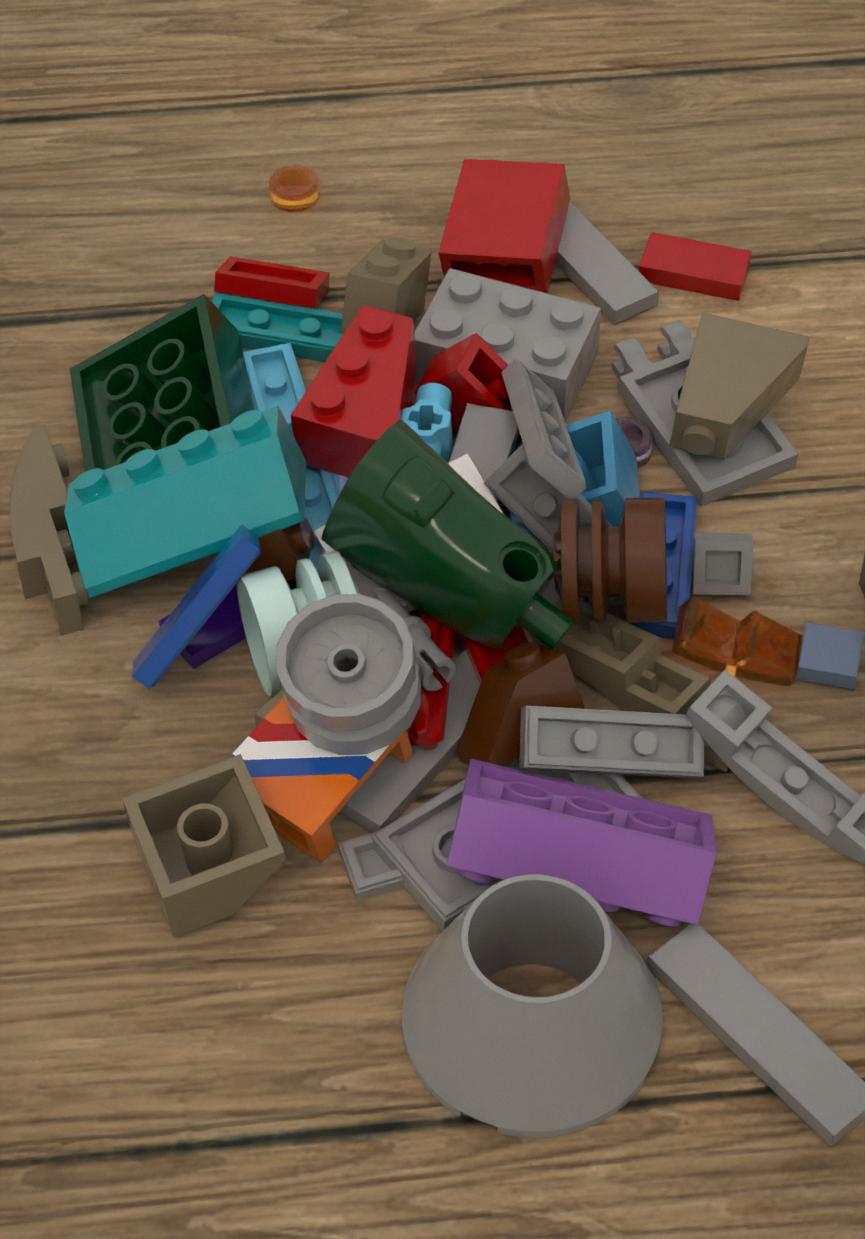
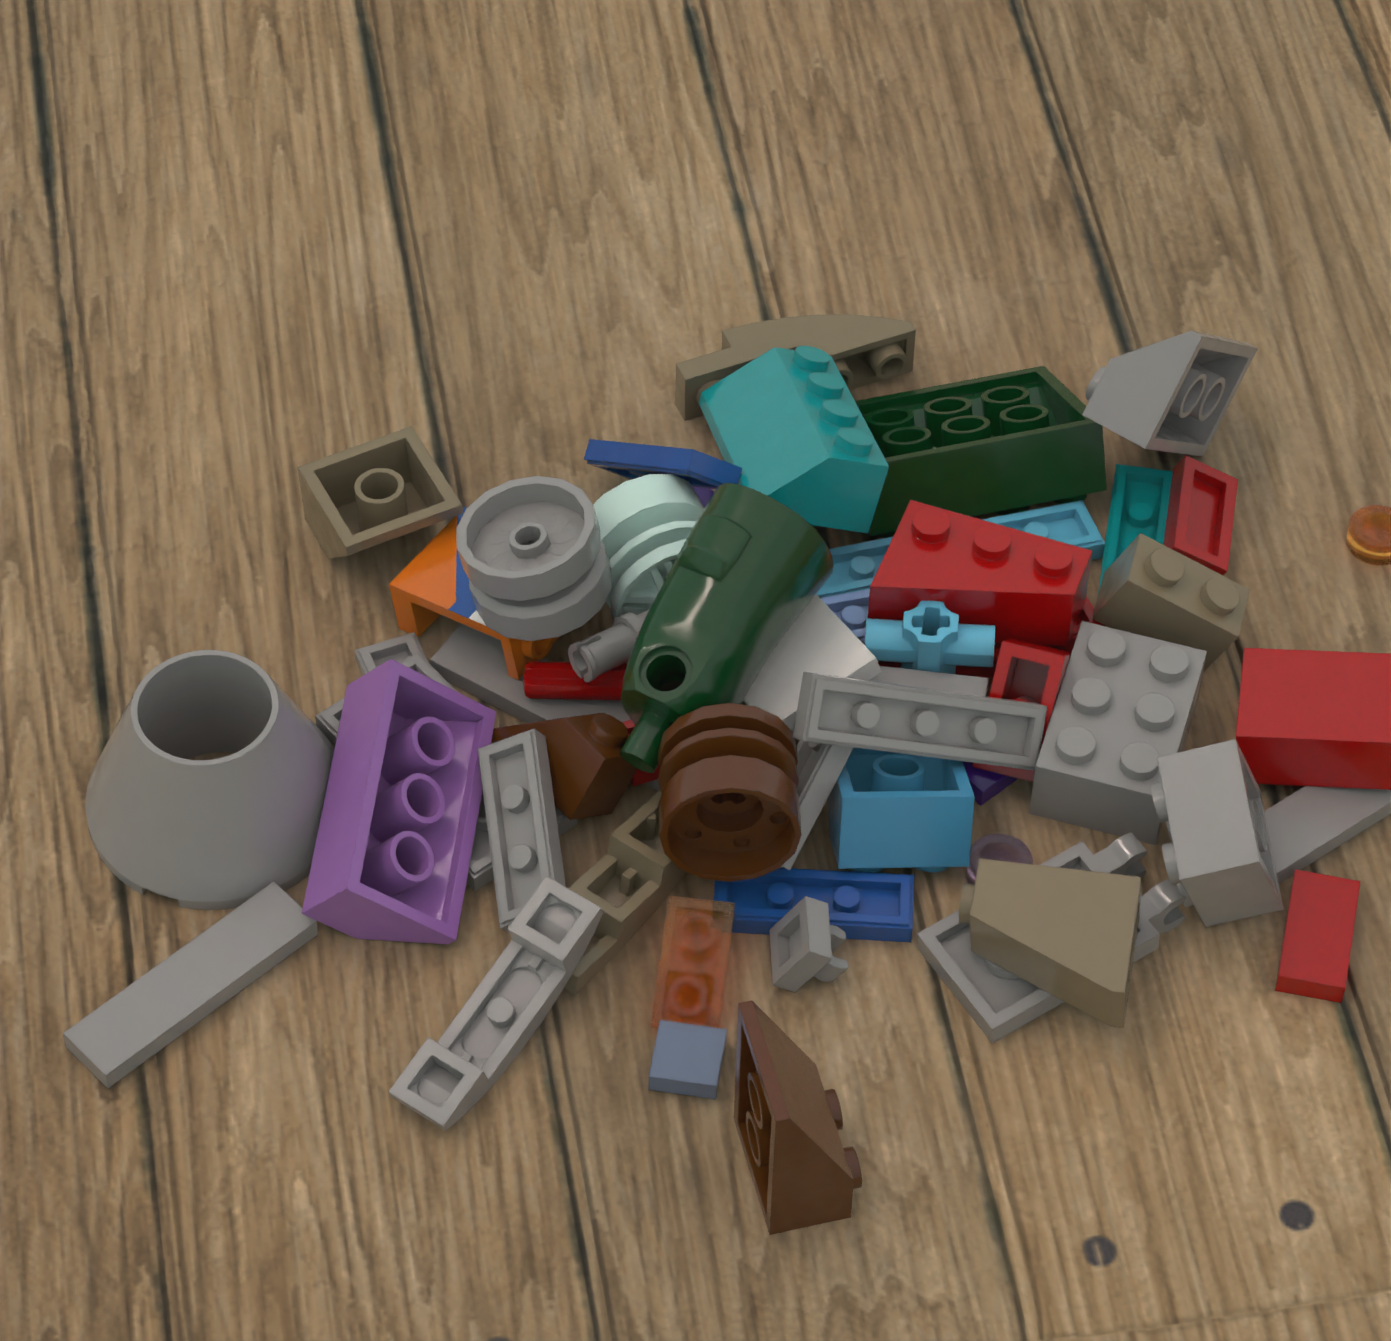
camera: 85 degrees right, 0 degrees up
(178, 242) = (1170, 391): none -> light grey slope
(647, 271) = (1216, 833): none -> light grey brick

